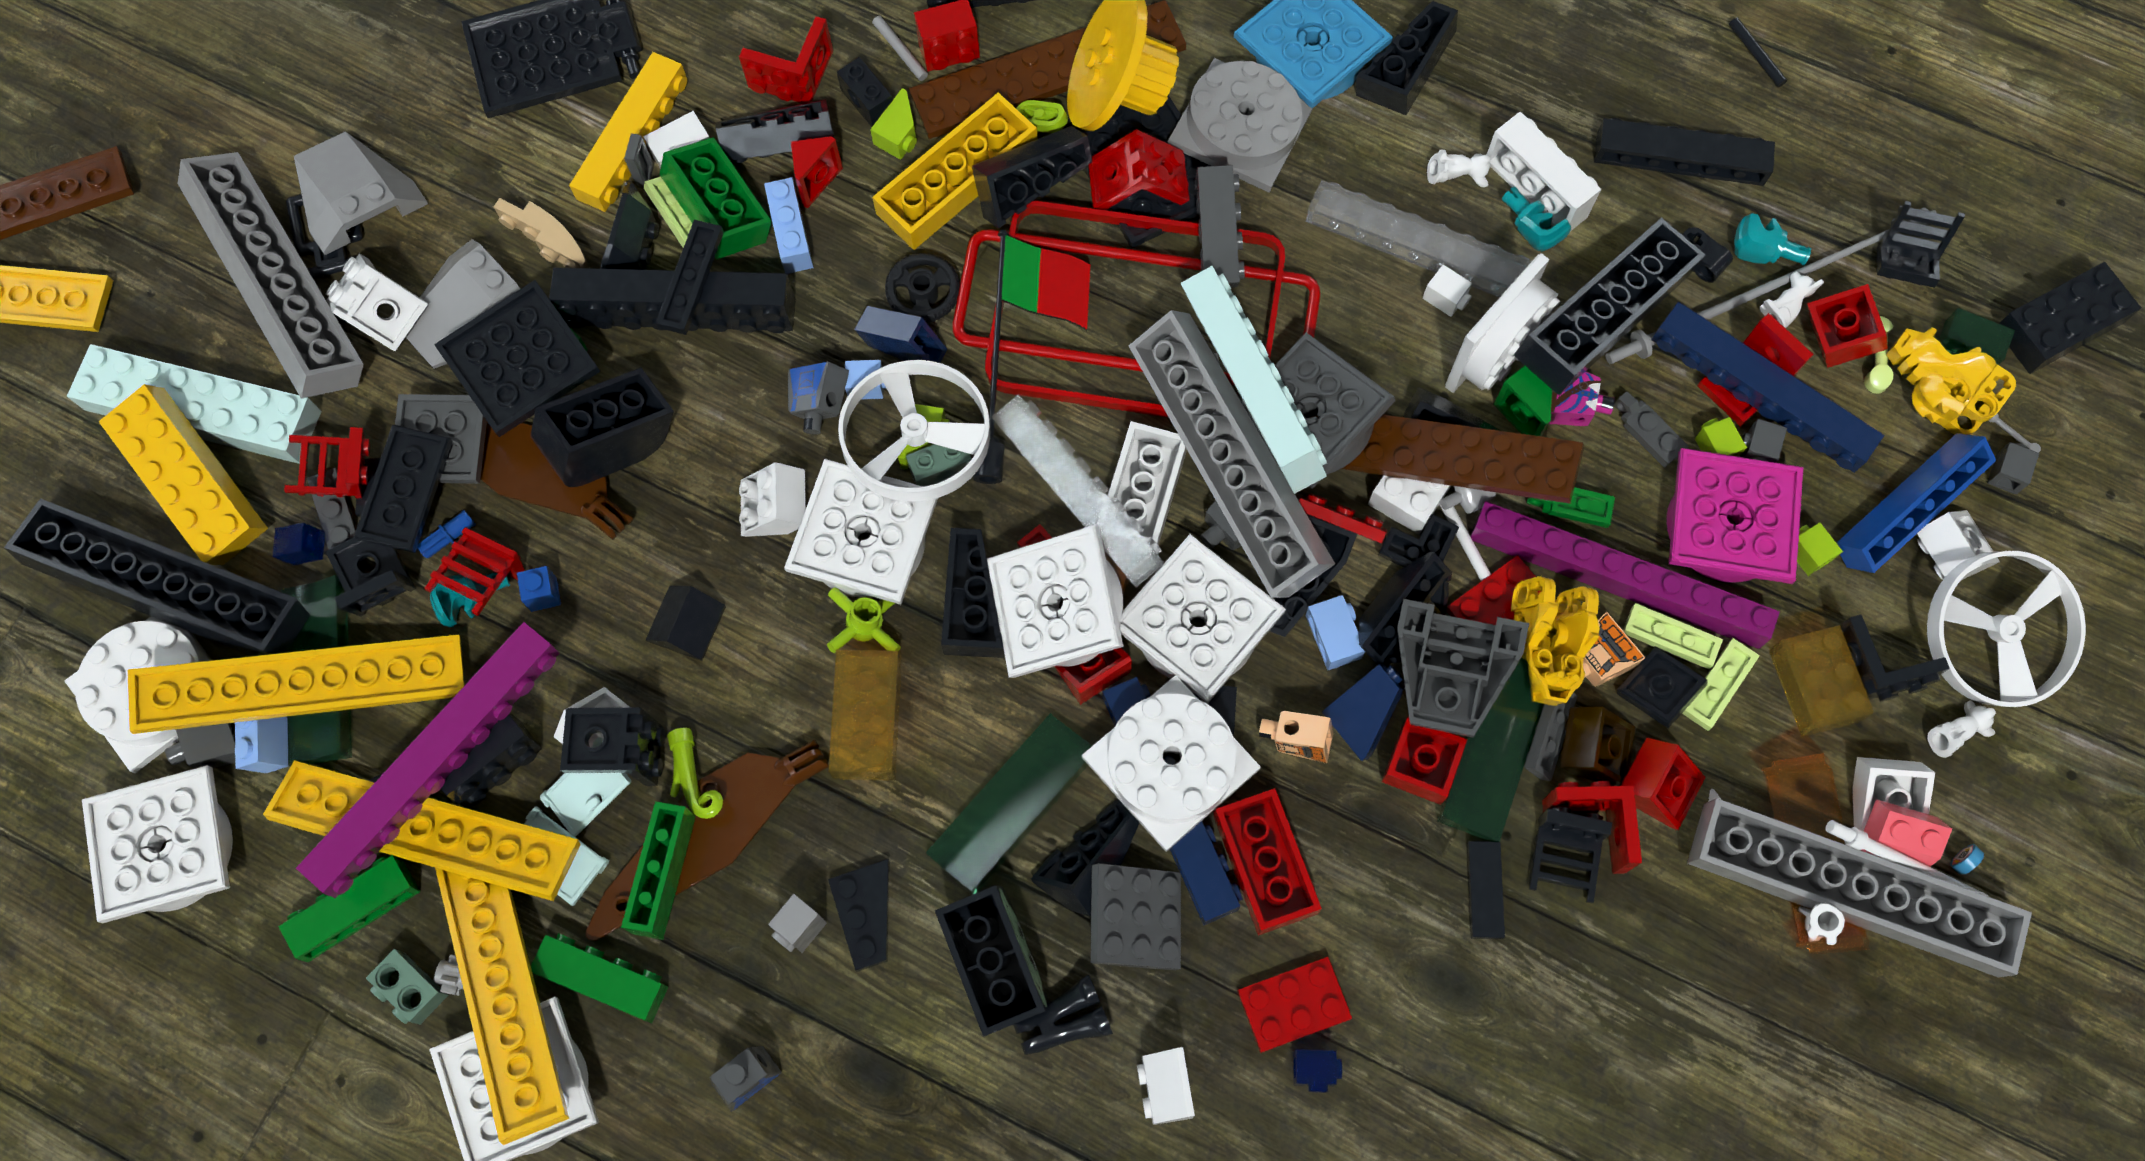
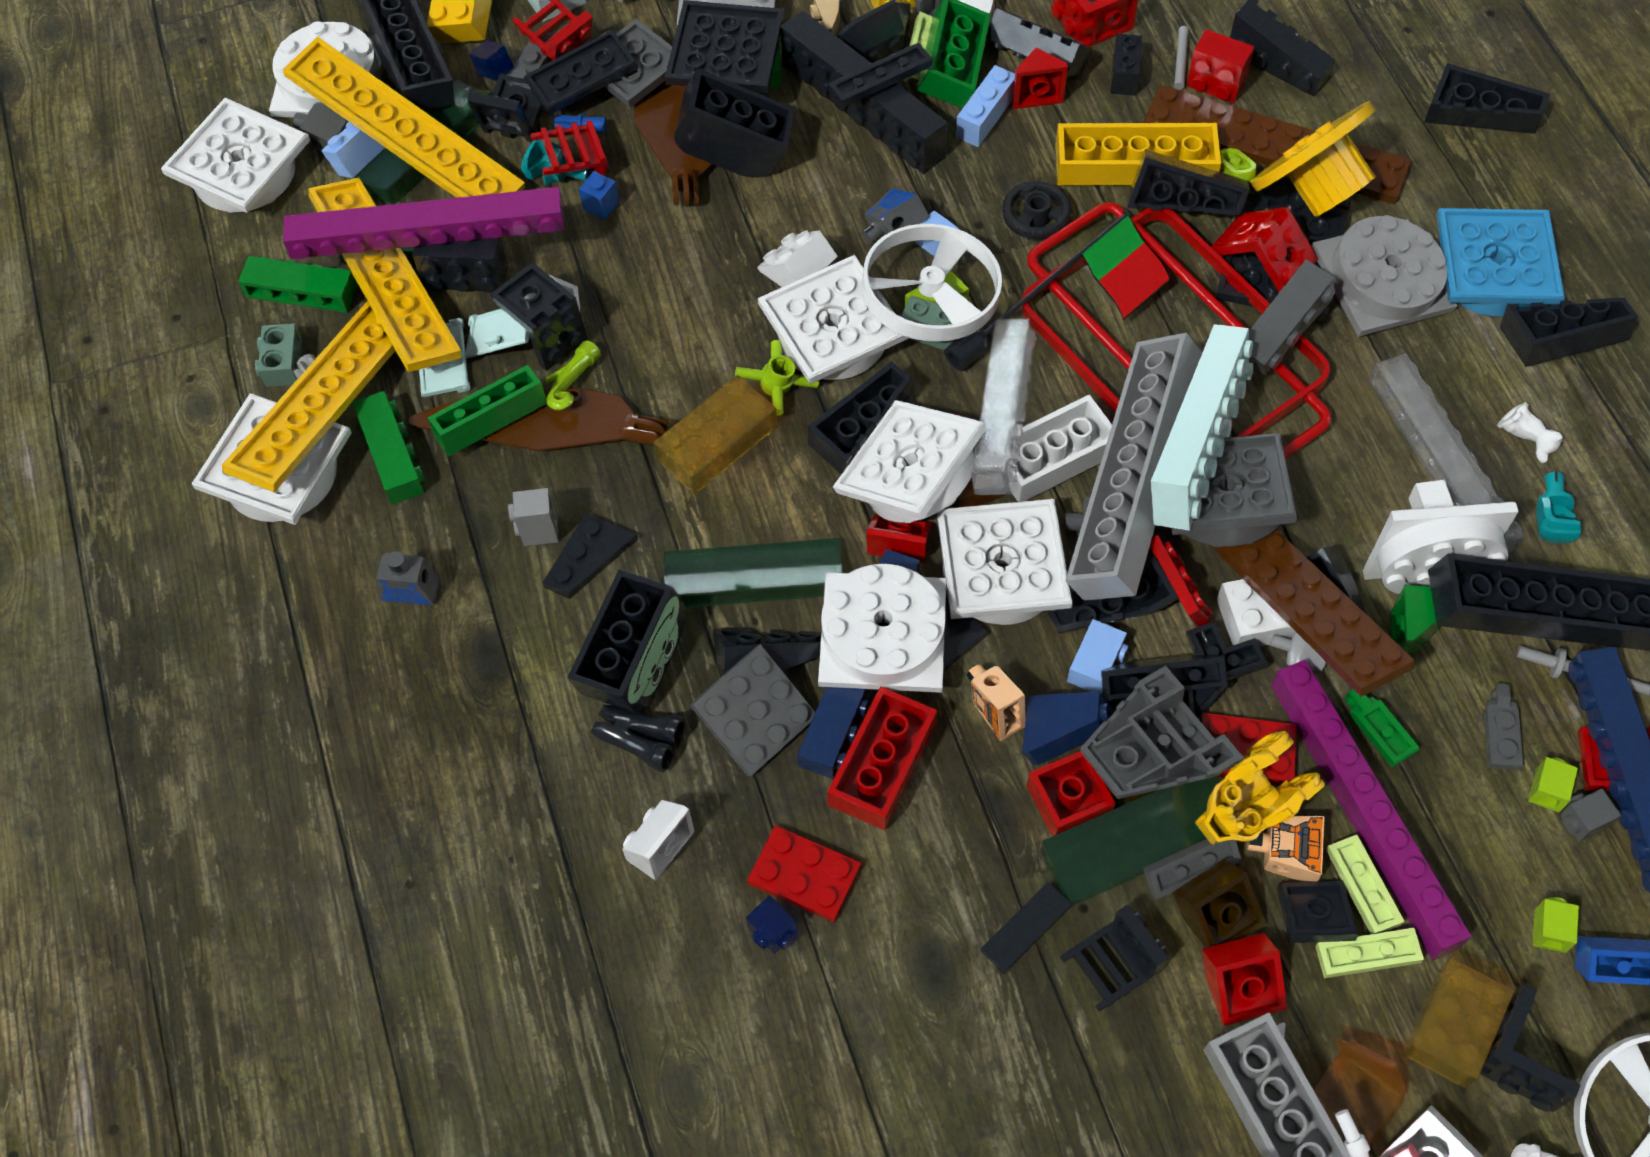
camera: 45 degrees right, 10 degrees down
(686, 621) = (668, 290): black slope -> none
(895, 127) = (1126, 99): lime slope -> none
(900, 335) = (990, 225): dark blue slope -> none
(1467, 543) = (1266, 683): white bar -> none
(1542, 171) = (1596, 478): white brick -> none
(1580, 402) = (1458, 656): torso -> none
(1620, 810) = (1179, 939): red bracket -> none
(1752, 492) = (1509, 807): dark pink piece -> none

